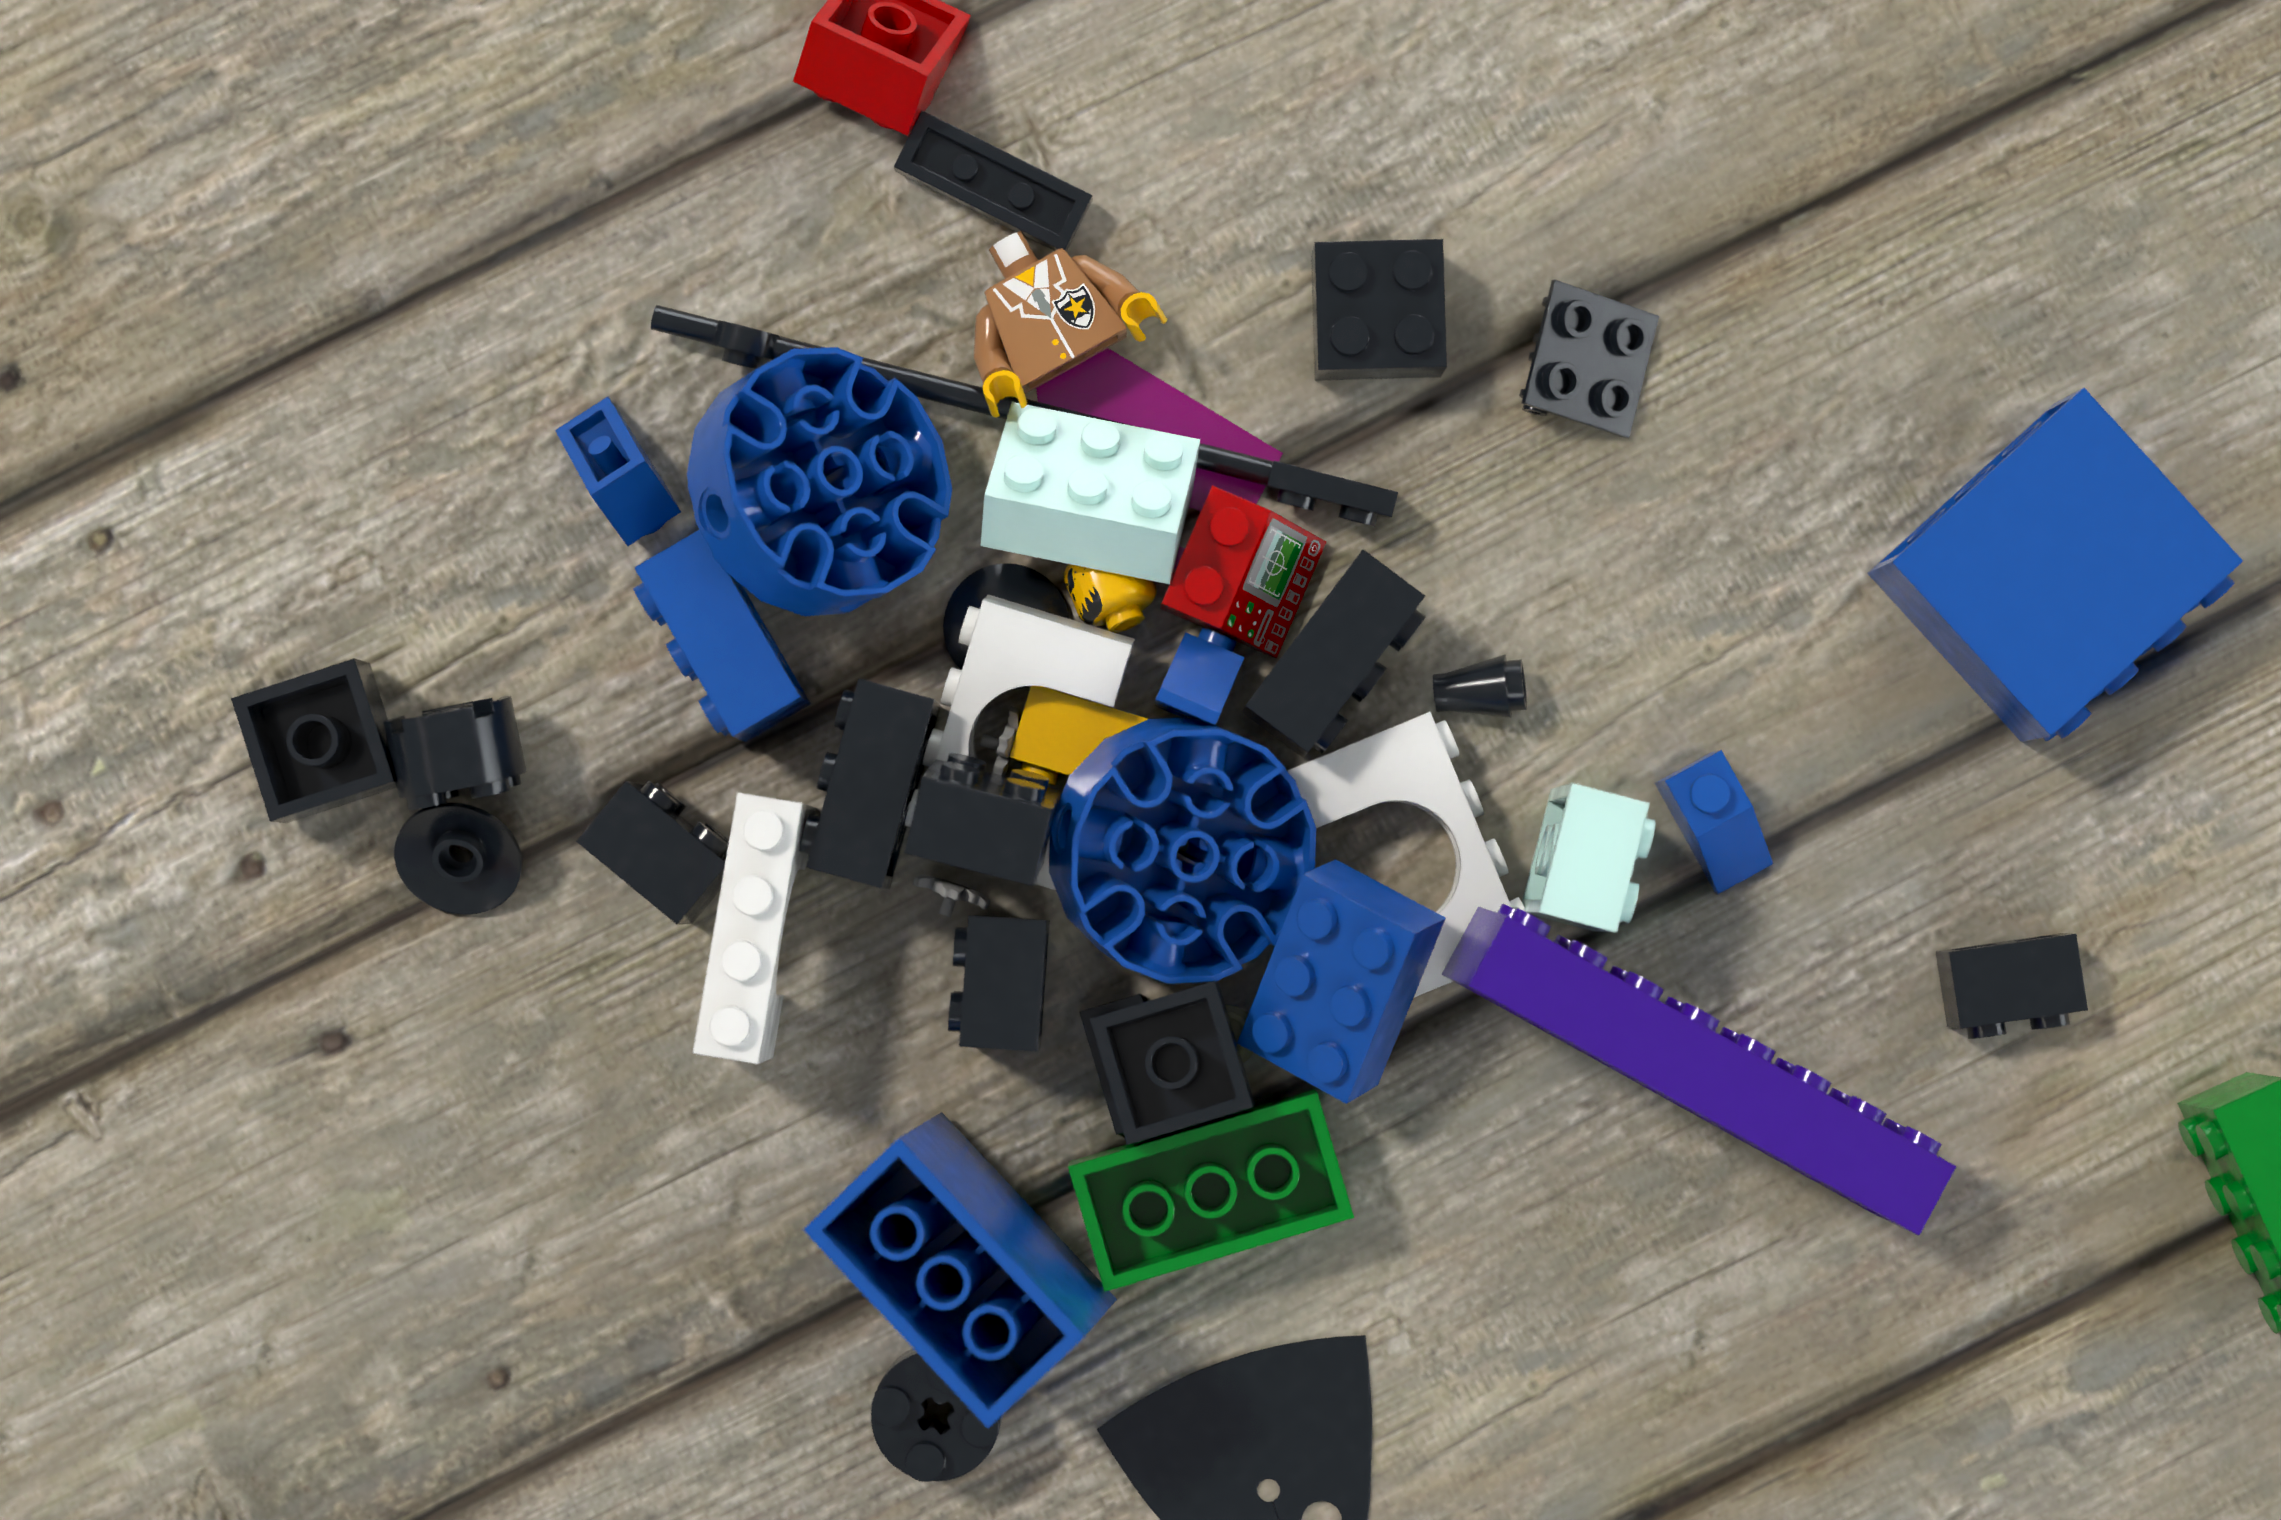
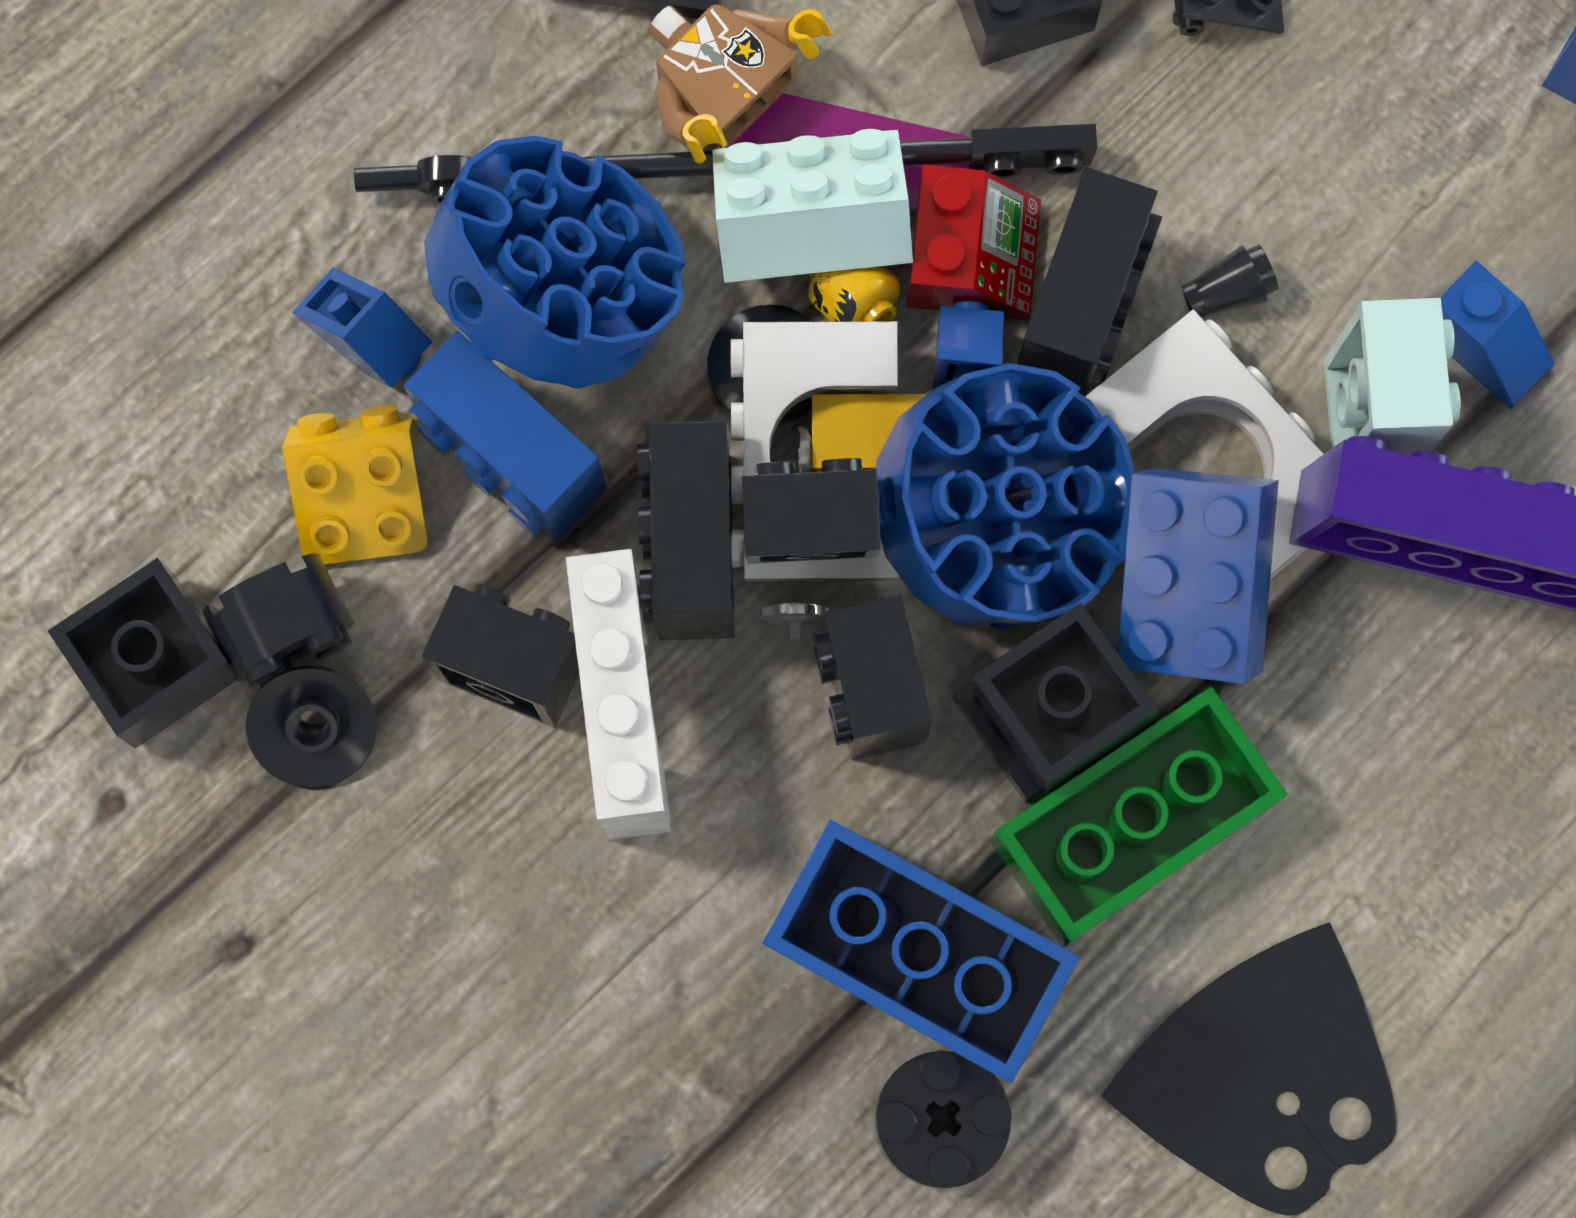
camera: 15 degrees left, 10 degrees down
(566, 629) = (356, 485): none -> yellow bracket

